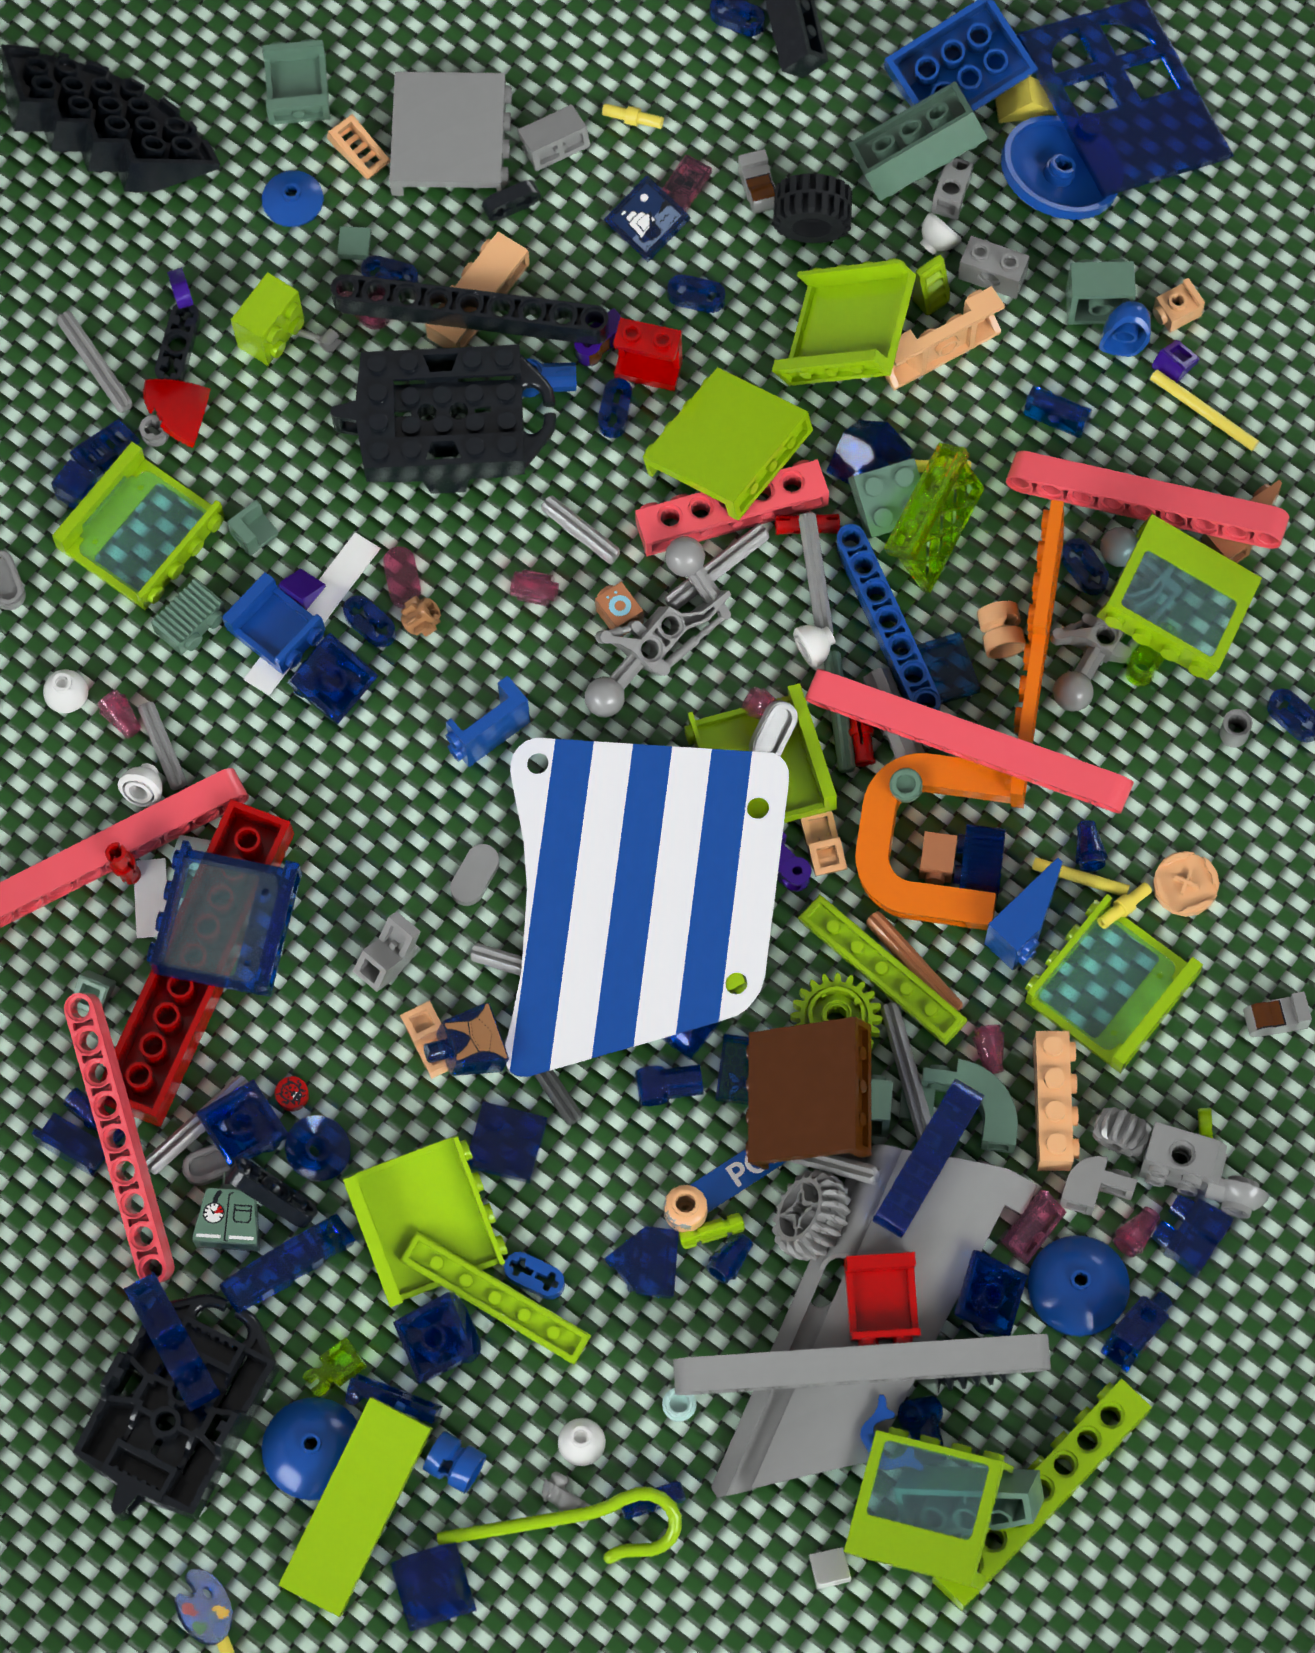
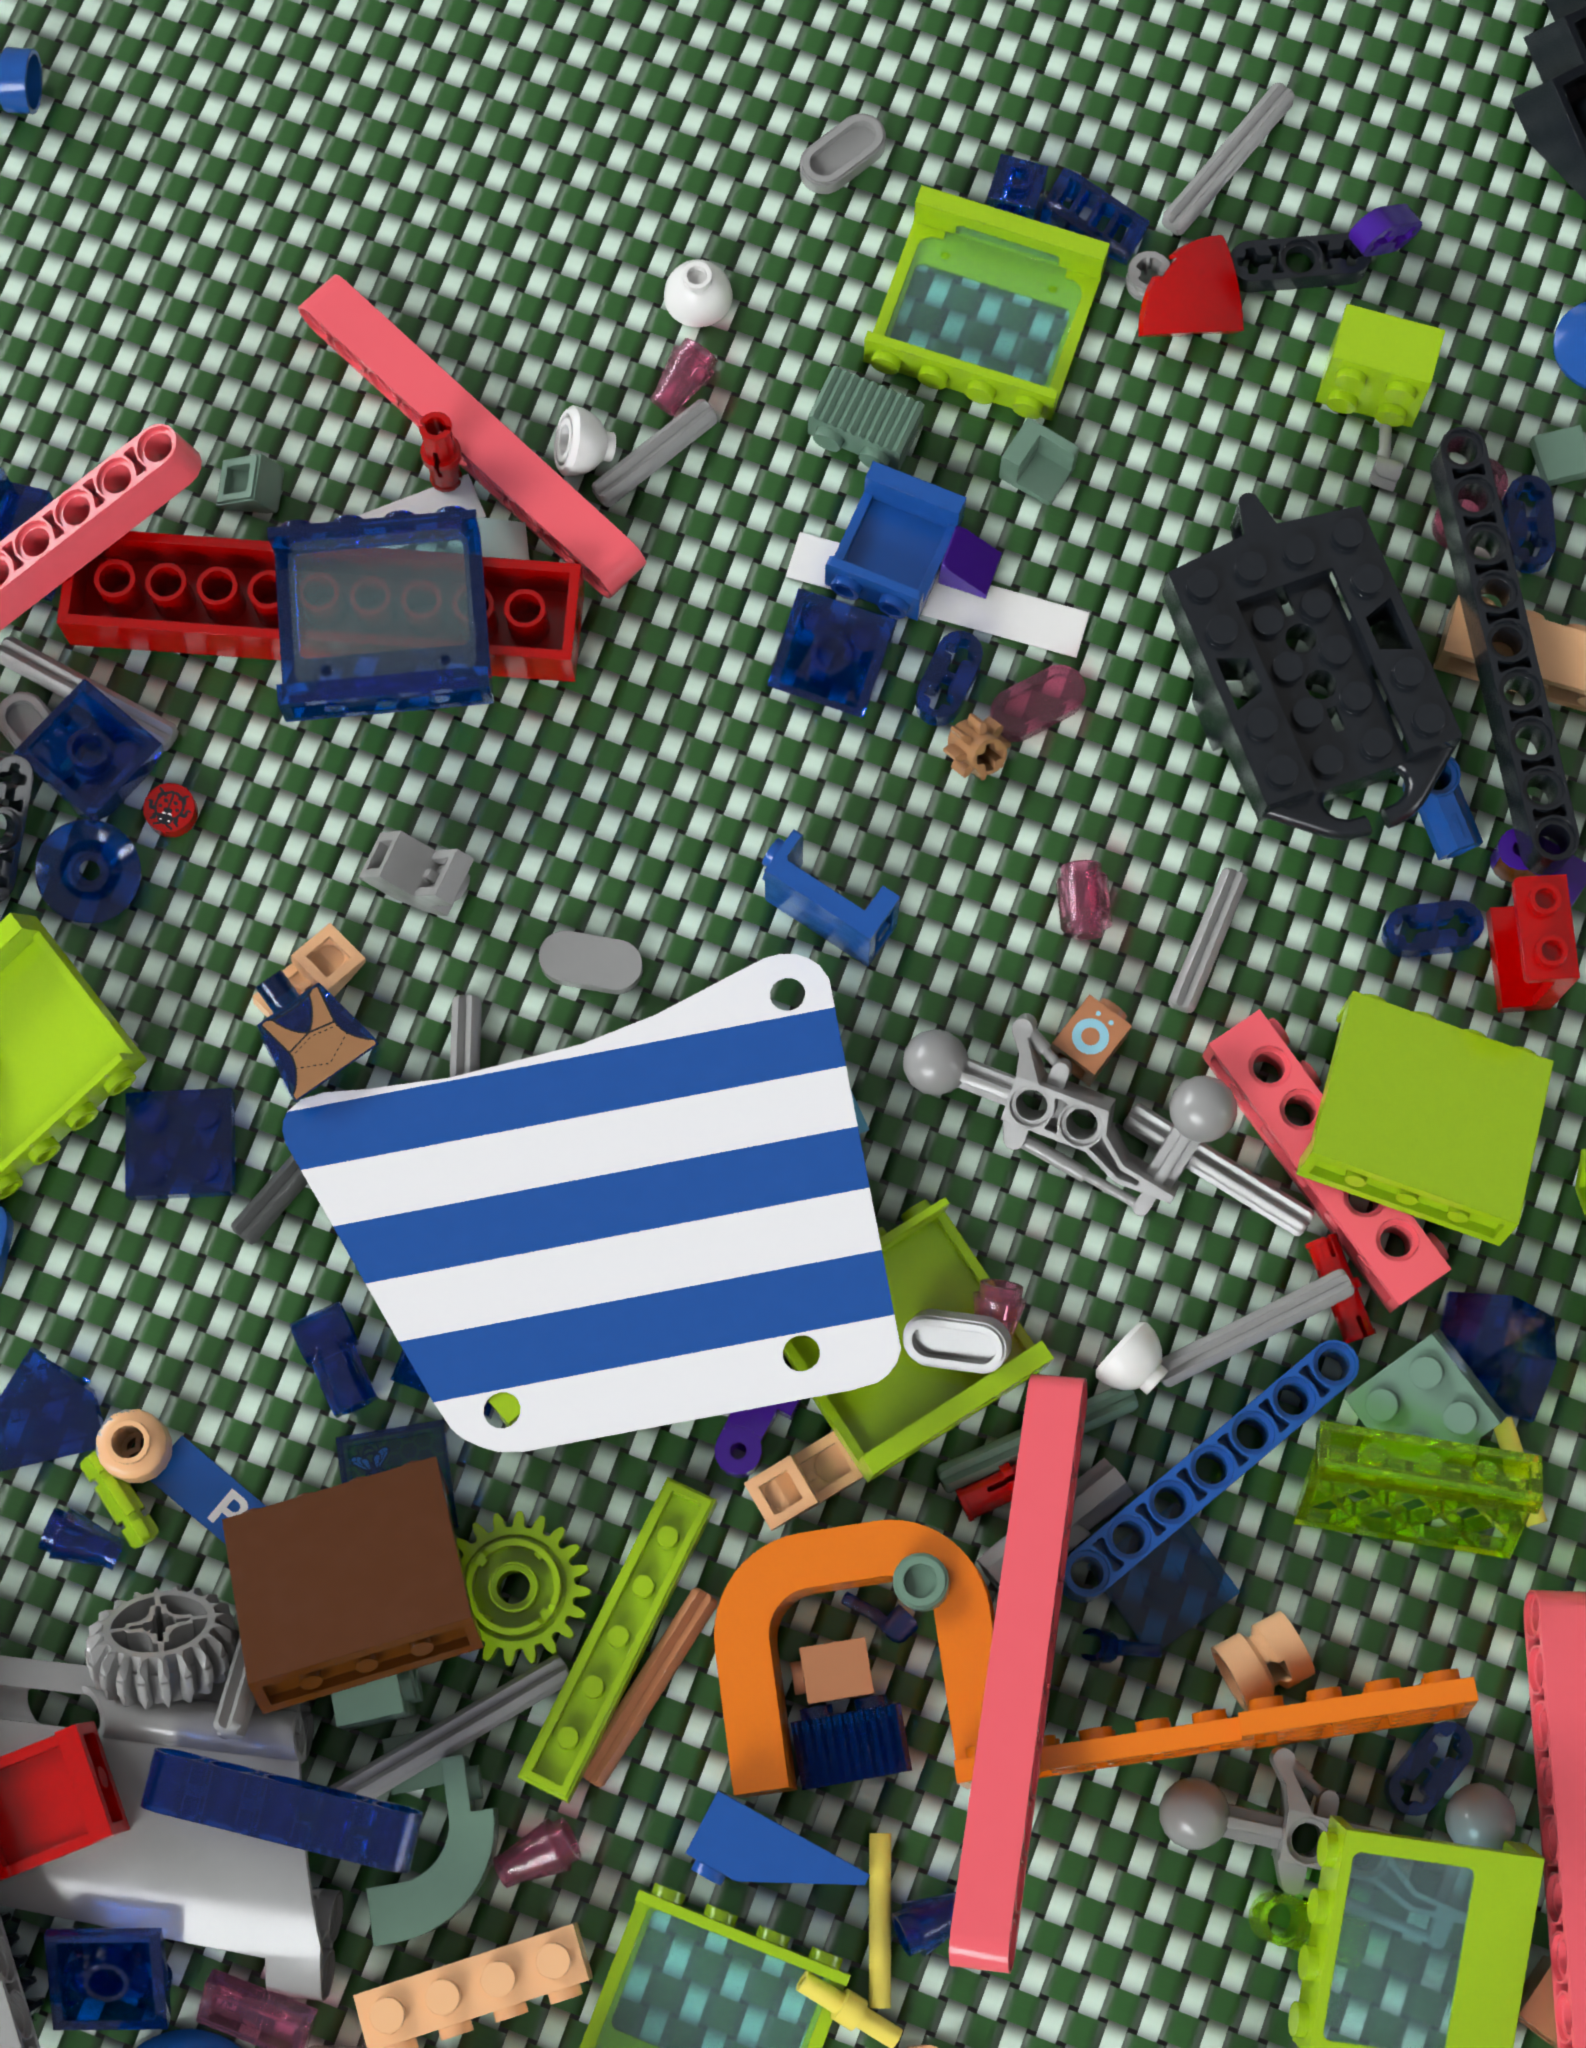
camera: 70 degrees right, 5 degrees up
(921, 821) = (896, 1625): none -> clear blue hand
(971, 702) = (1114, 1647): none -> clear blue hand

